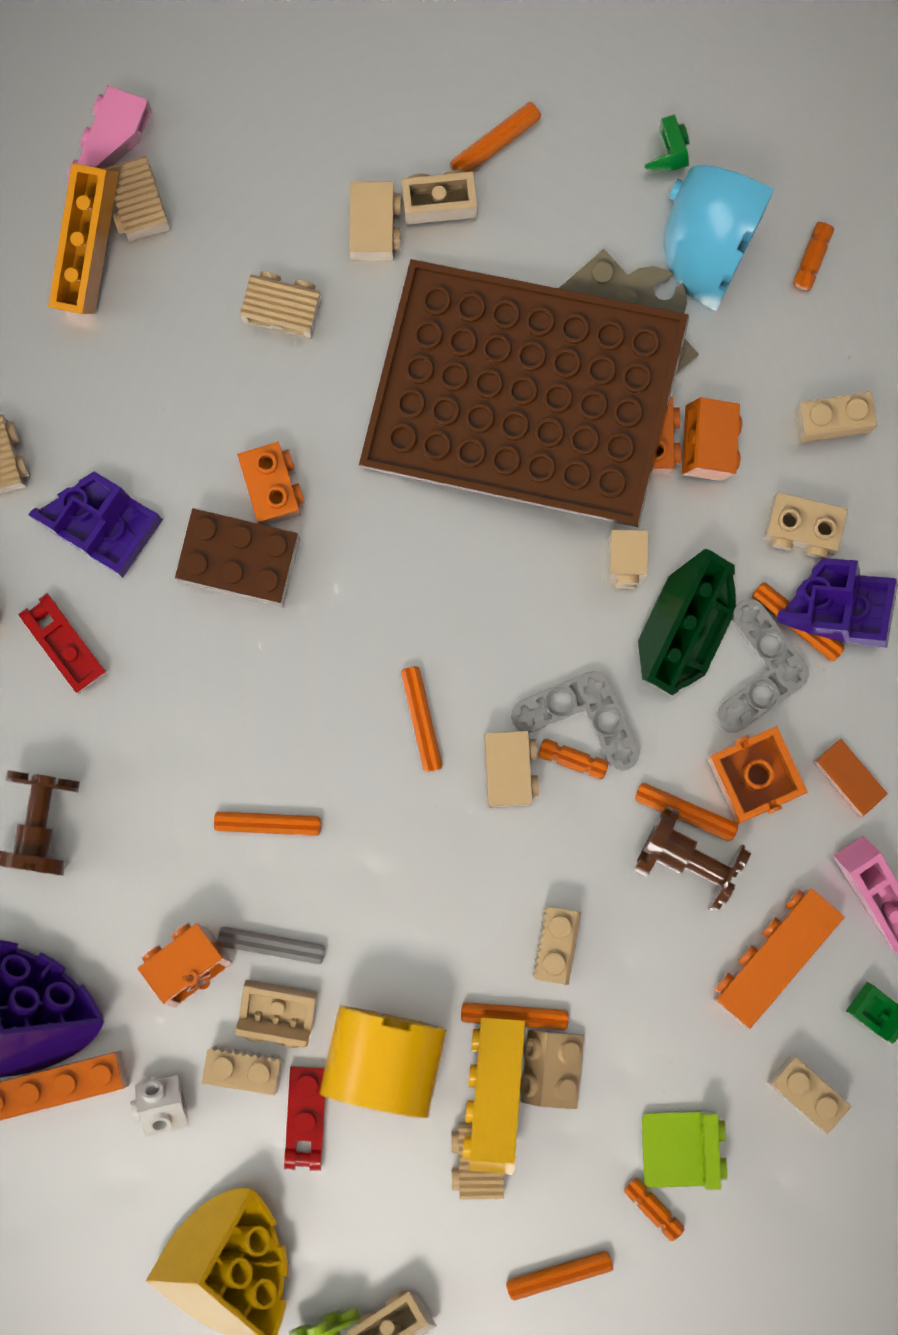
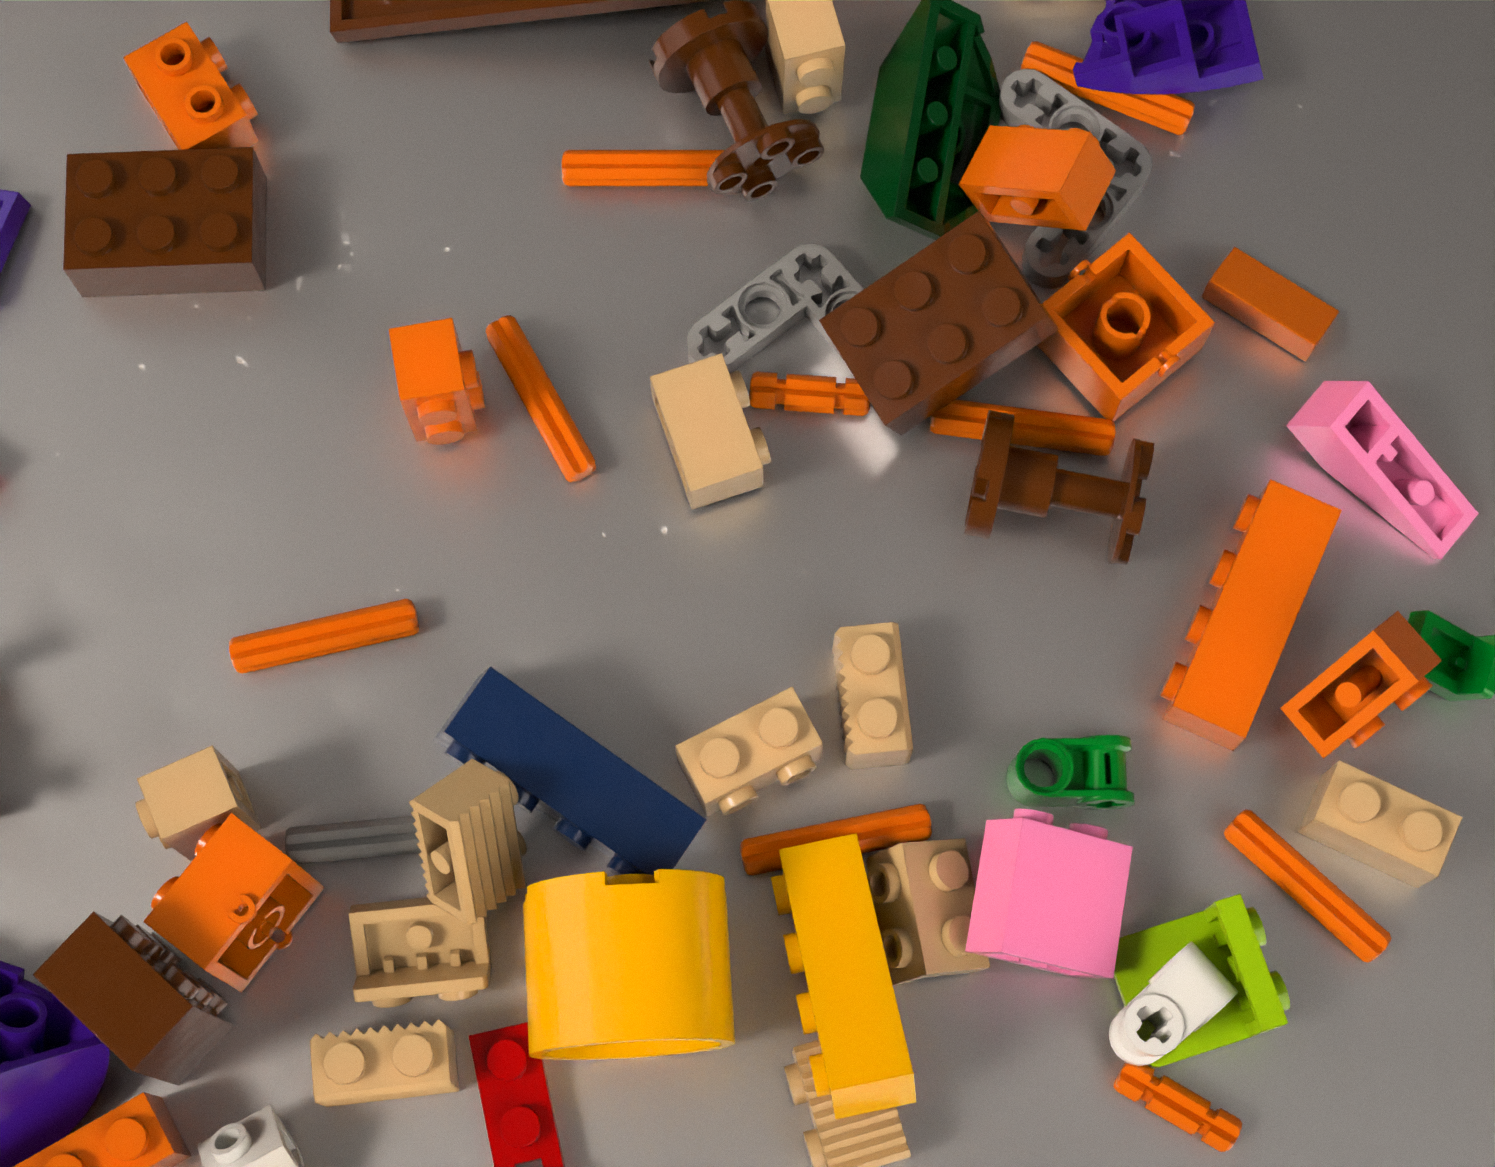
camera: 20 degrees left, 10 degrees down
(123, 1005) = (136, 997): none -> reddish brown brick
(177, 905) = (192, 797): none -> tan brick
(317, 970) = (470, 841): none -> tan brick
(365, 702) = (436, 381): none -> orange brick
(378, 944) = (569, 777): none -> dark blue wedge
(481, 958) = (750, 753): none -> tan brick
(521, 597) = (637, 167): none -> orange axle
(576, 565) = (716, 63): none -> reddish brown piece
(618, 1083) = (1049, 895): none -> bright pink brick
(652, 751) = (938, 324): none -> reddish brown brick
(655, 1018) = (1085, 770): none -> green piece
(670, 1157) = (1176, 1002): none -> white piece
(737, 673) = (1038, 176): none -> orange brick
(761, 1113) = (1307, 886): none -> orange axle
(822, 1018) = (1352, 692): none -> orange brick

